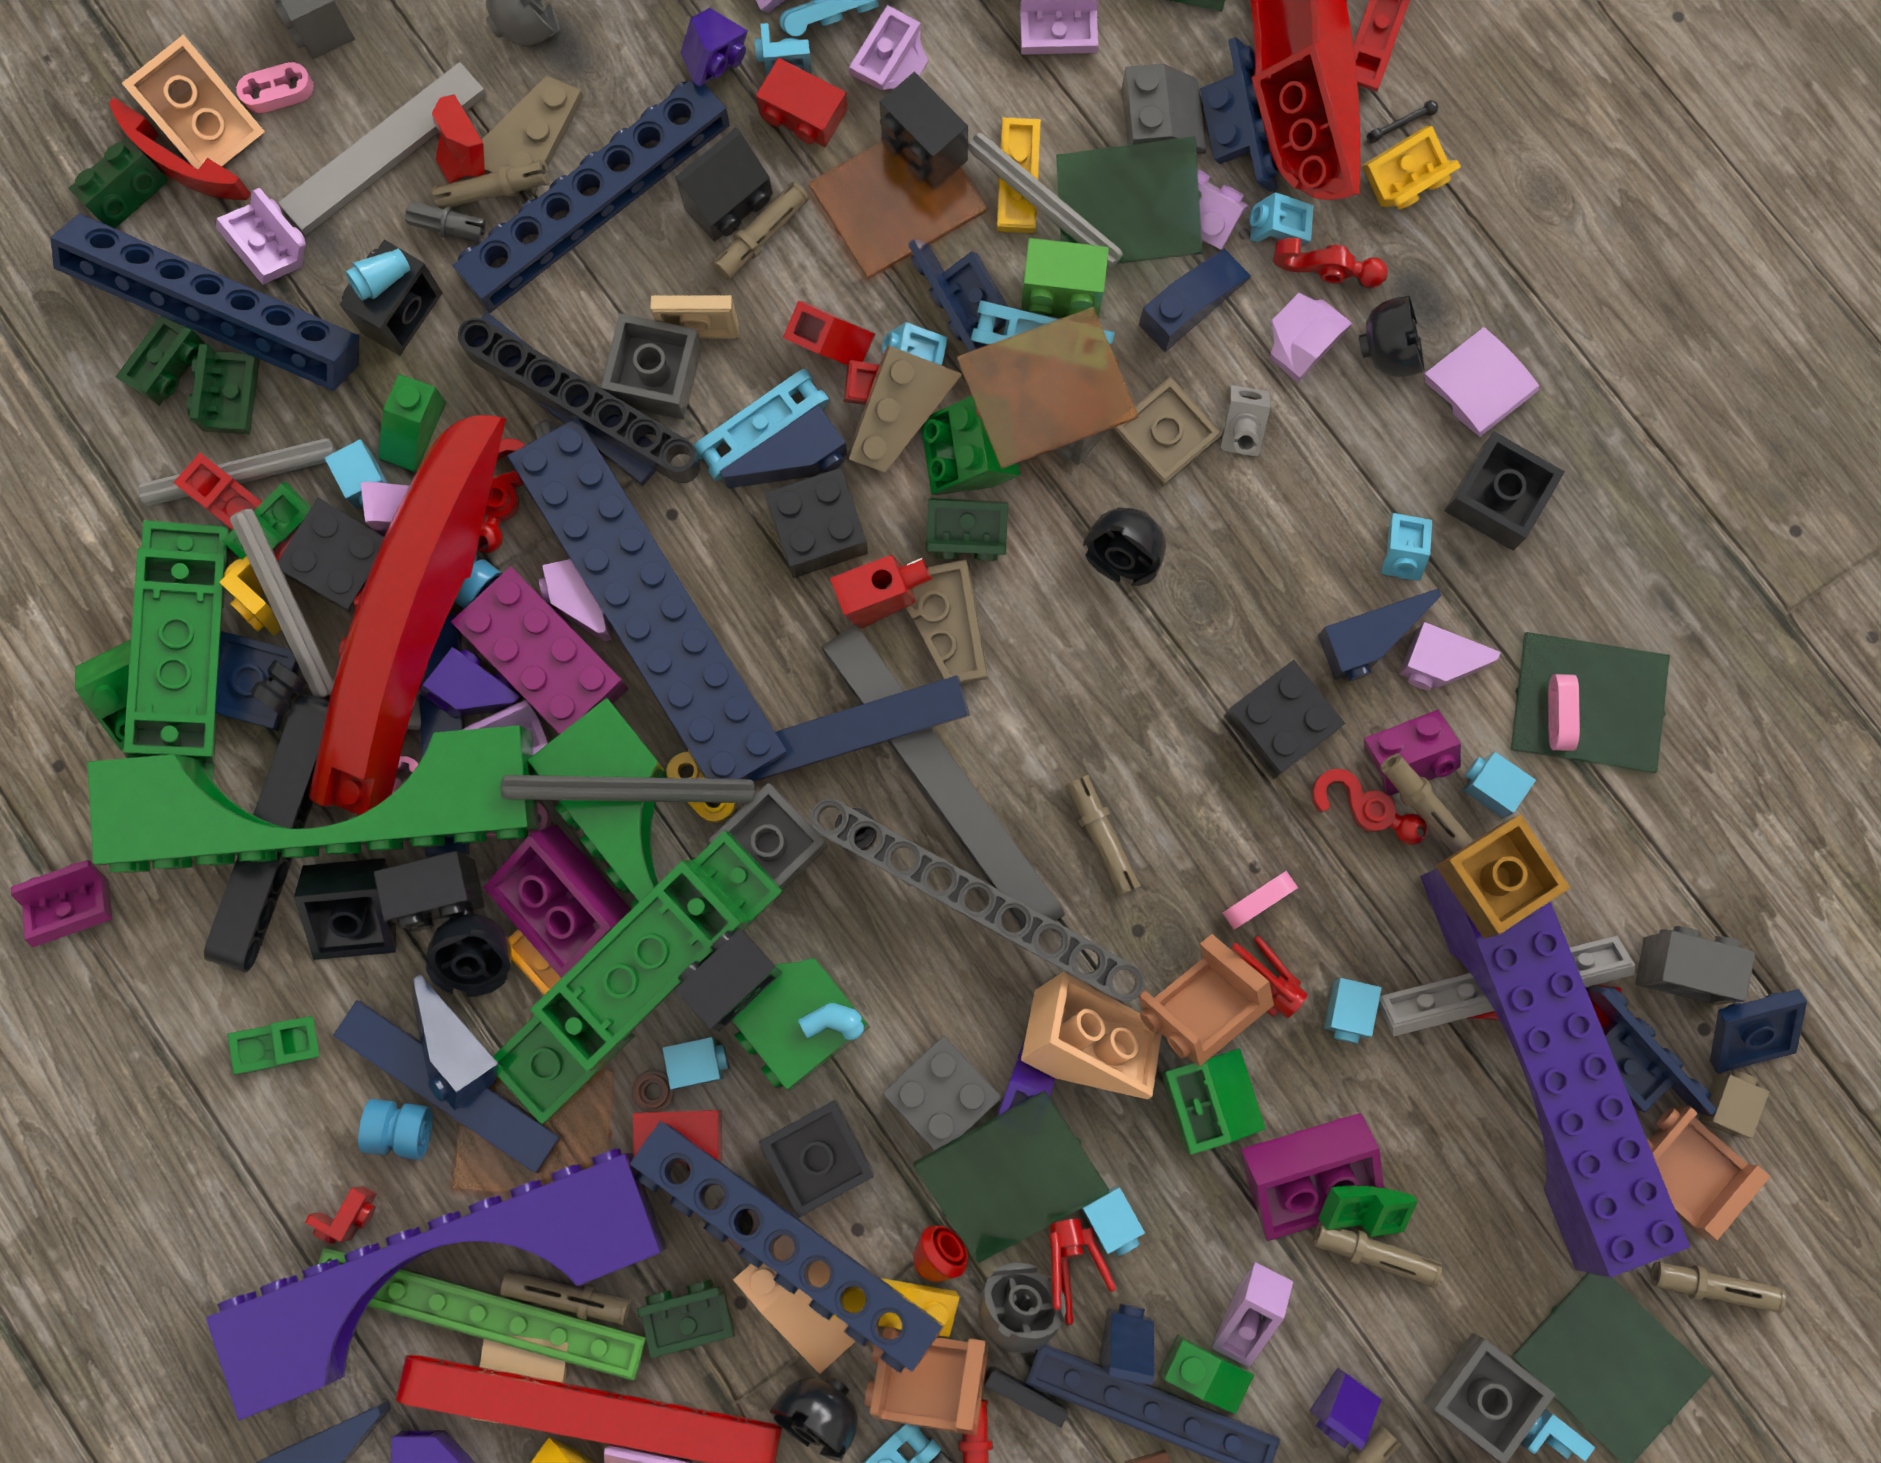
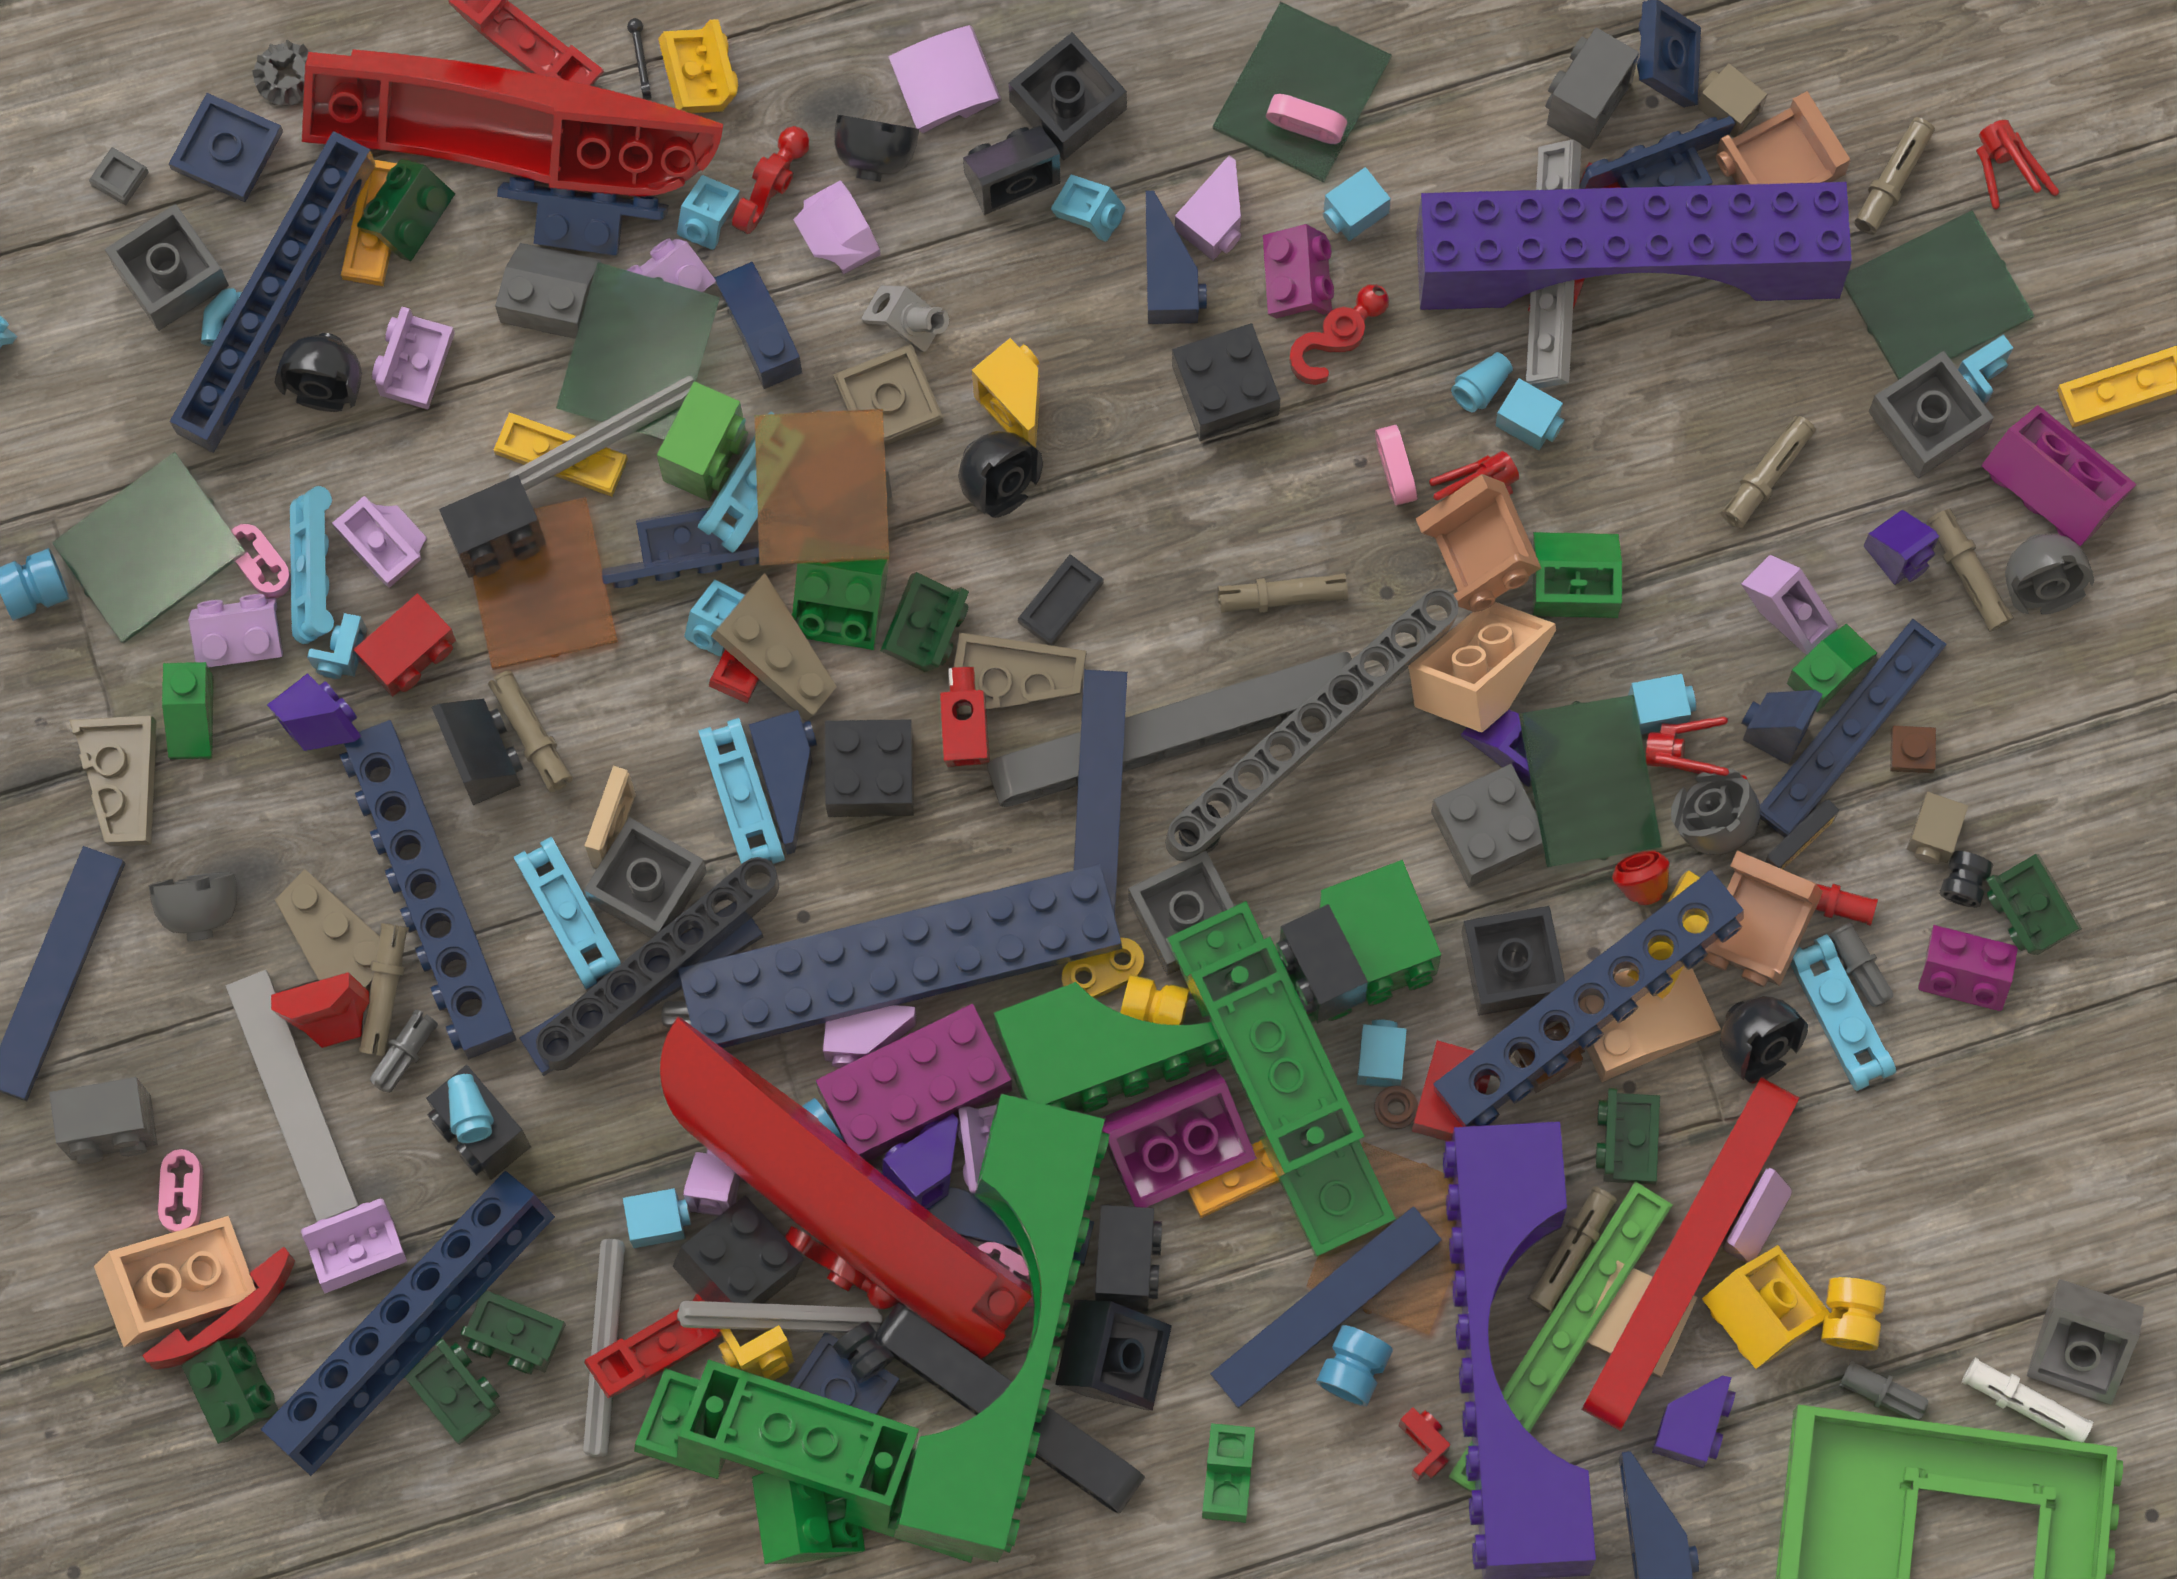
camera: 70 degrees left, 5 degrees down
(278, 516) = (684, 1345): green slope -> none
(409, 422) = (616, 1150): green slope -> none
(453, 1056) = (1289, 1286): slope -> none
(469, 955) = (1204, 1238): black cylinder -> none
(598, 321) = (568, 912): none -> medium azure plate
(627, 789) = (1096, 1014): dark grey axle -> none
(671, 838) = (1154, 1006): none -> yellow wheel
(828, 334) = (671, 696): red slope -> none
(834, 1017) = (1385, 885): medium azure arm -> none
(1030, 641) = (1060, 600): none -> black tile
(1206, 531) = (1009, 389): none -> yellow slope
(1296, 1172) = (1677, 503): magenta slope -> none
(1368, 954) = (1480, 383): none -> medium azure cone
(1375, 1208) = (1725, 459): green slope -> none
(1416, 465) = (1012, 168): none -> black slope
(1417, 793) = (1342, 280): dark tan pin -> none
(1503, 877) = (1456, 222): pearl gold brick -> none
(1790, 1384) = (2003, 145): none -> red plant

